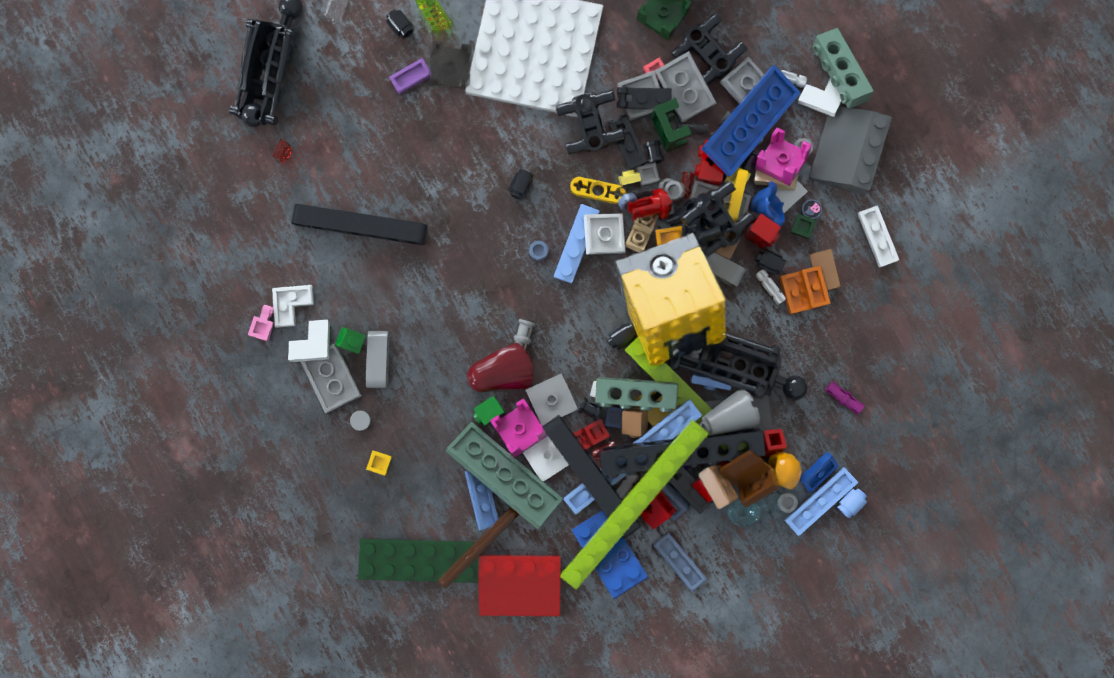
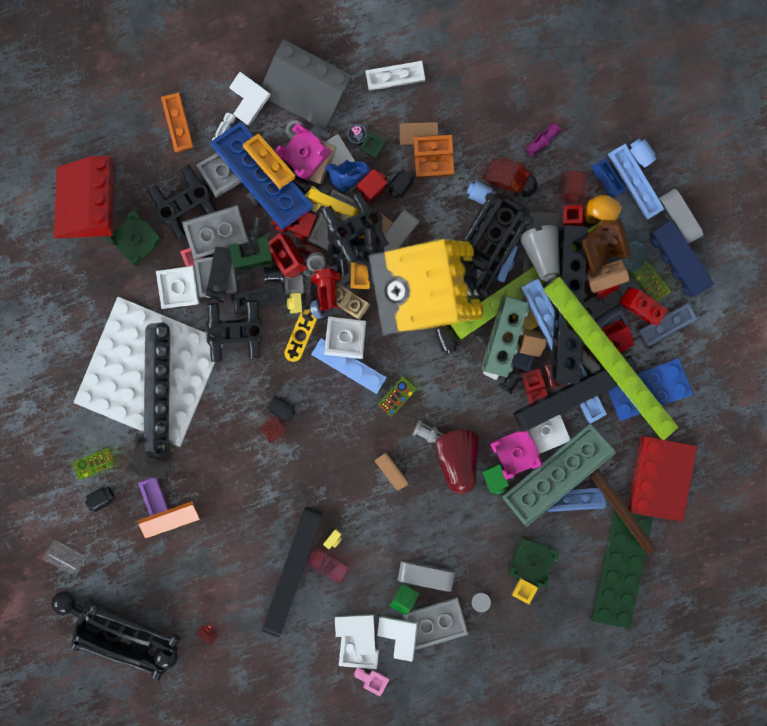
camera: 80 degrees left, 5 degrees up
(313, 304) = (359, 626): none -> white tile
(371, 259) = (328, 566): none -> clear pink slope
(390, 94) = (168, 519): none -> tile
(399, 259) = (334, 539): none -> light yellow plate
(410, 466) = (533, 561): none -> dark green panel
(478, 305) = (391, 471): none -> medium nougat slope
(498, 180) = (273, 429): none -> clear red plate
(509, 52) = (162, 381): none -> black beam
(538, 250) = (348, 403): sand blue tile -> none
(551, 399) = (494, 417): light grey plate -> none
(554, 297) = (397, 396): none -> tile
(623, 61) = (178, 287): none -> white plate
(675, 160) = (287, 255): none -> red brick
(694, 531) = (643, 306): none -> red brick
(720, 537) = (651, 282): none -> clear neon green tile
(750, 563) = (681, 259): none -> dark blue brick
(767, 124) = (269, 161): none -> light orange plate
(770, 287) = (424, 188): white axle -> none
(779, 339) = (478, 191): none -> light blue brick
(786, 32) = (177, 122): none -> orange tile
(787, 502) = (630, 213): light grey tile -> none
(793, 554) = (678, 211): none -> light grey beam
(801, 365) = (507, 175): none -> clear red brick
(803, 435) = (573, 186): none -> clear red brick
(842, 58) = (197, 78): sand green brick -> none

